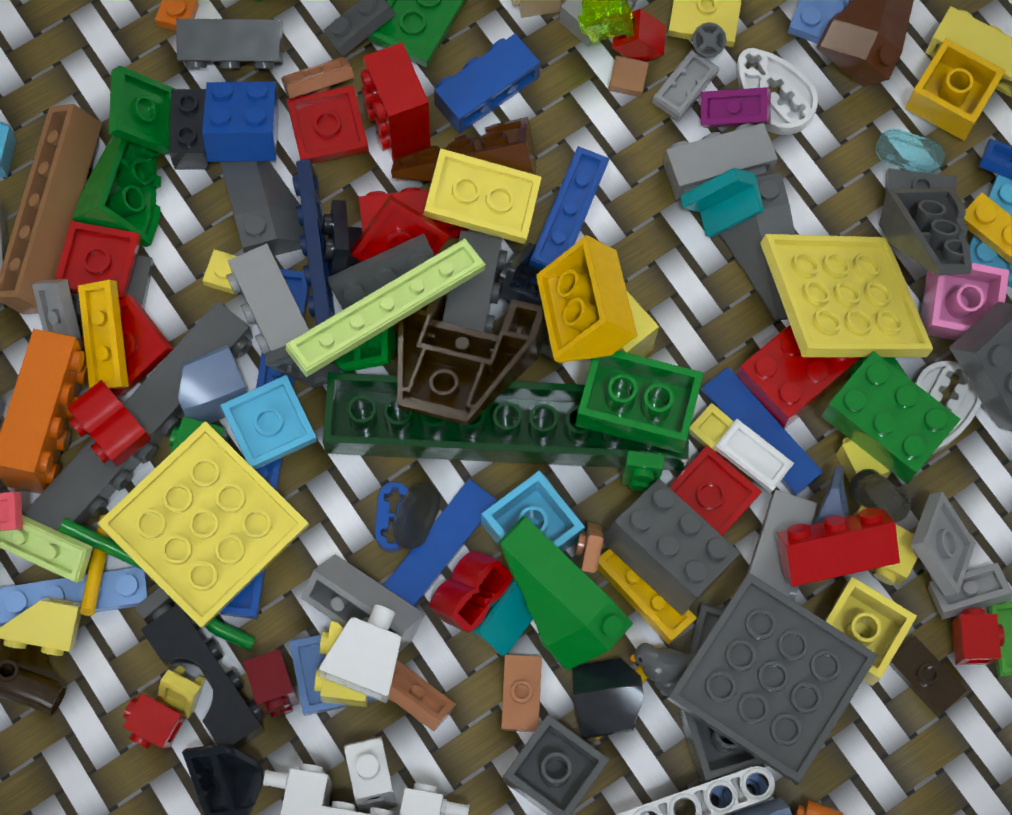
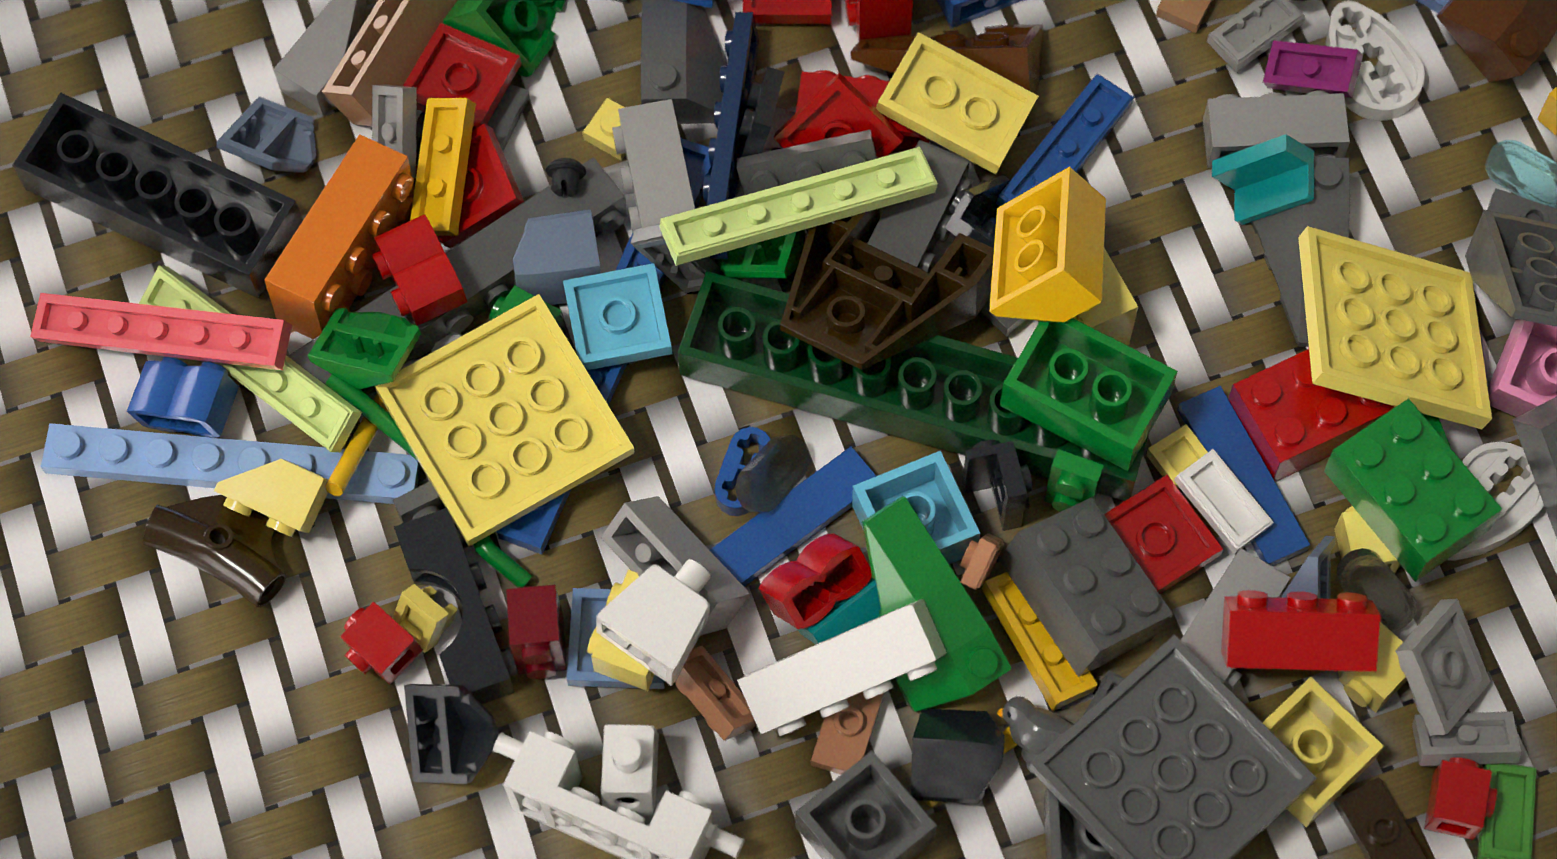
camera: 20 degrees right, 5 degrees down
(82, 494) = (364, 347): none -> green slope
(200, 321) = (565, 175): none -> black piece
(509, 656) = (843, 667): none -> white brick
(593, 479) = (997, 467): none -> black bracket

